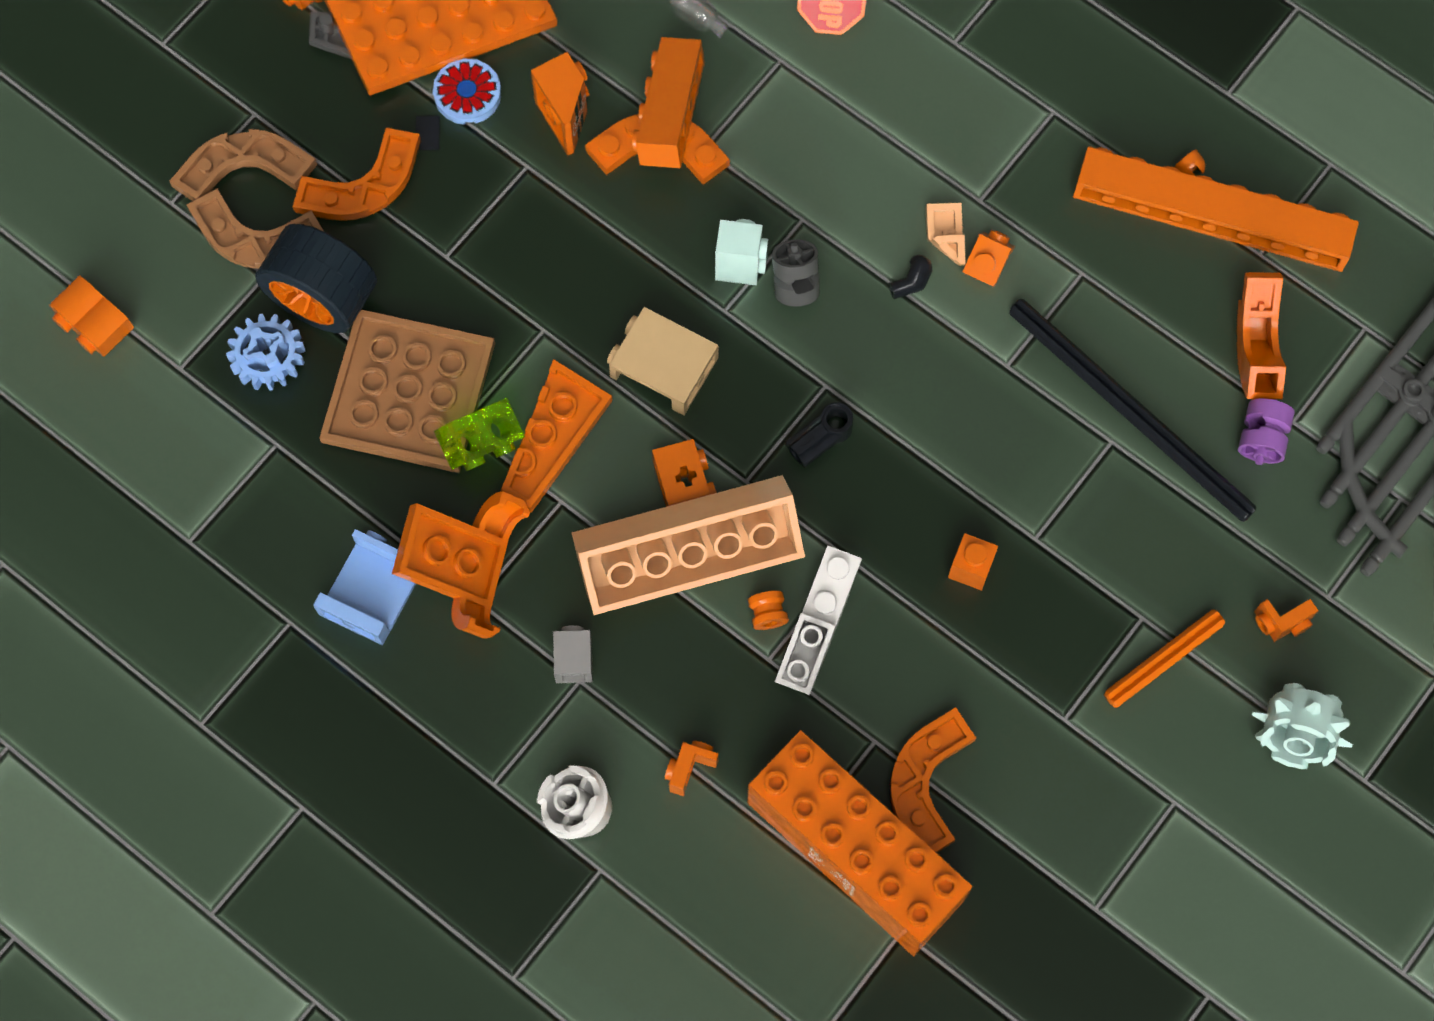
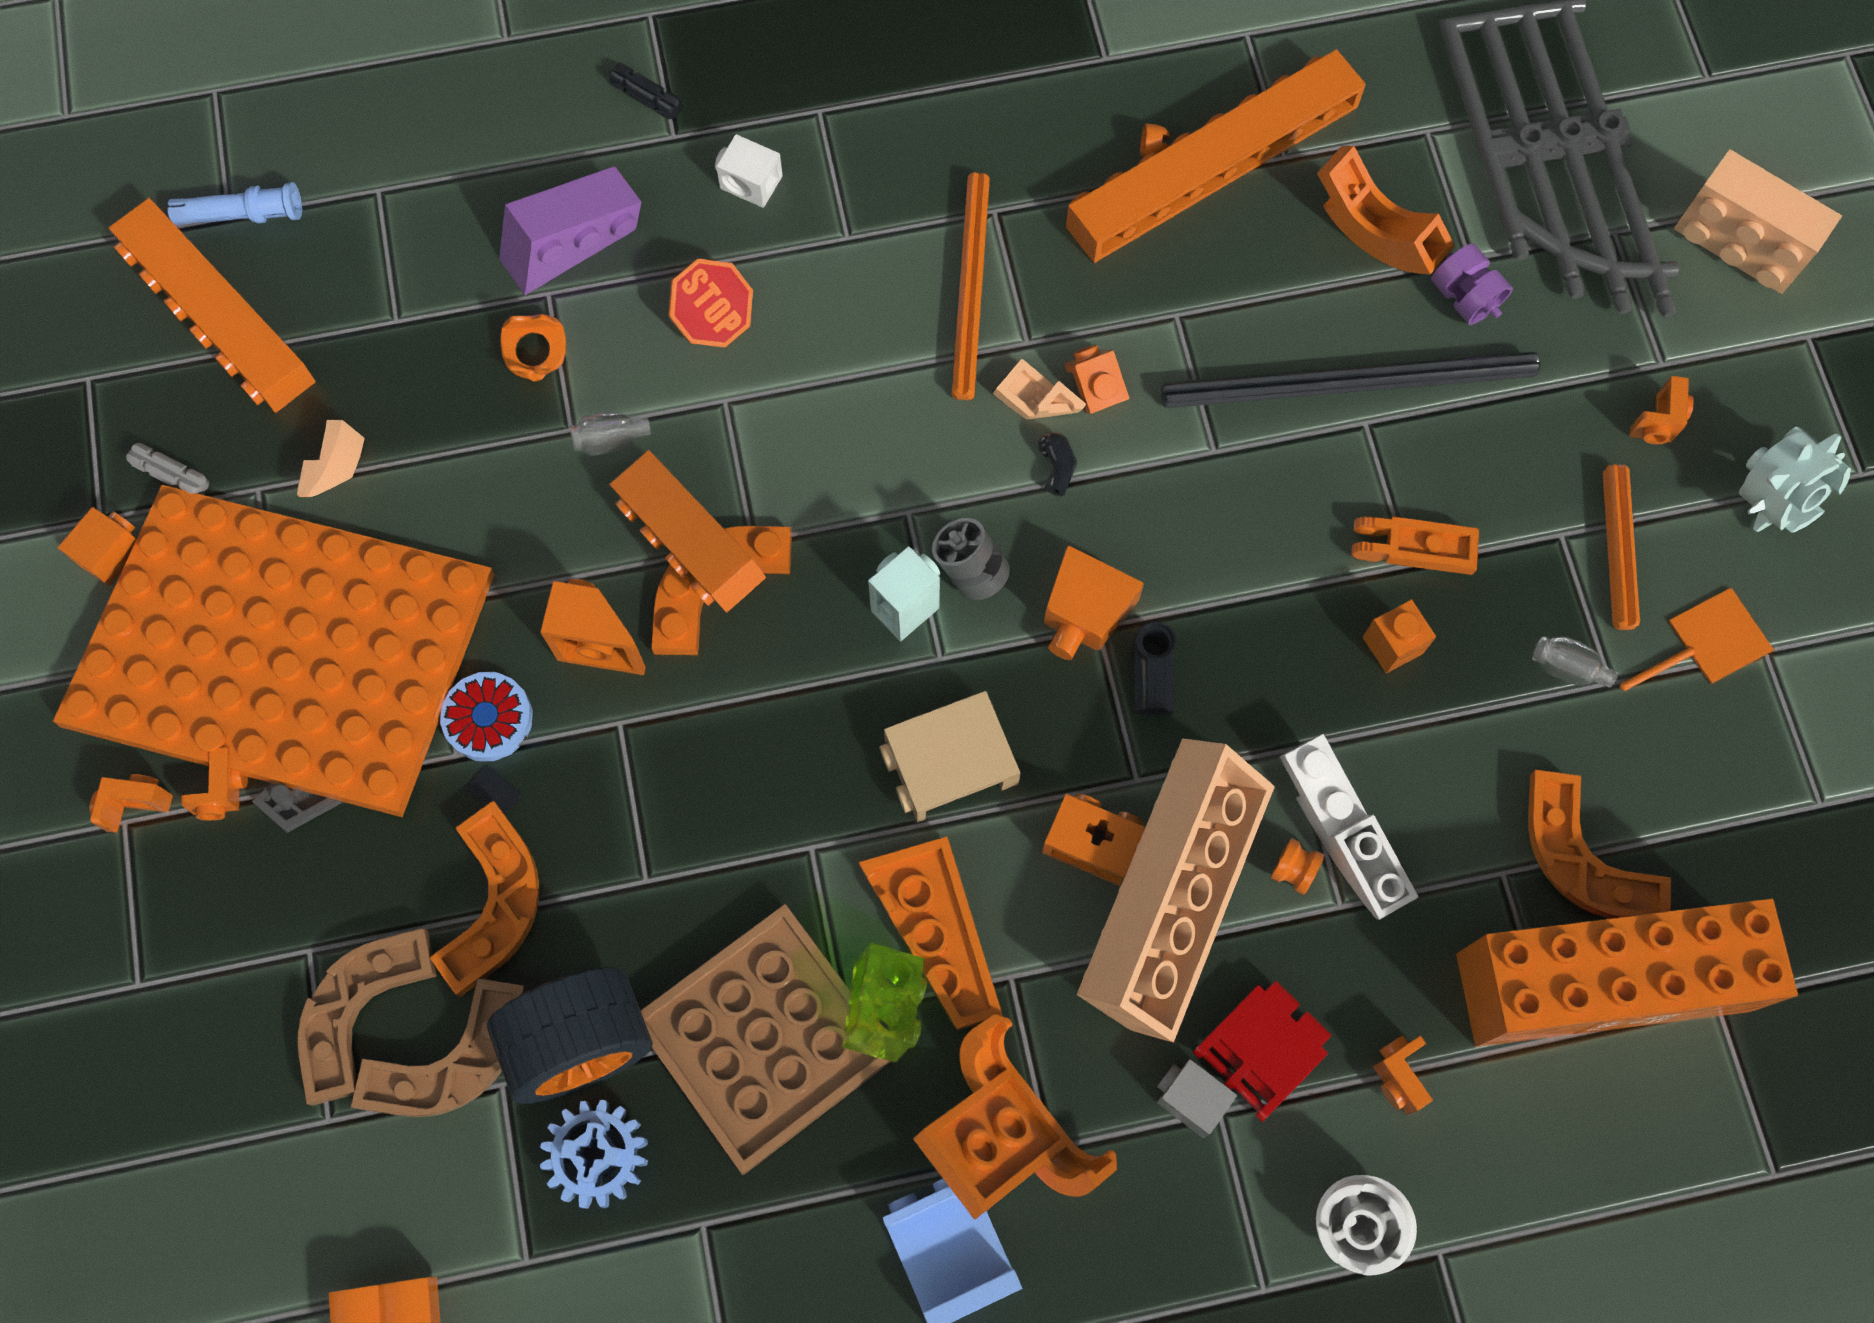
camera: 50 degrees left, 0 degrees up
(639, 674) = (1265, 1047): none -> red plate
(831, 363) = (1088, 603): none -> orange torso
(986, 136) = (970, 287): none -> orange axle
(1051, 532) = (1418, 544): none -> orange hinge
(1053, 682) = (1572, 662): none -> clear plant
(1155, 764) = (1717, 636): none -> orange piece

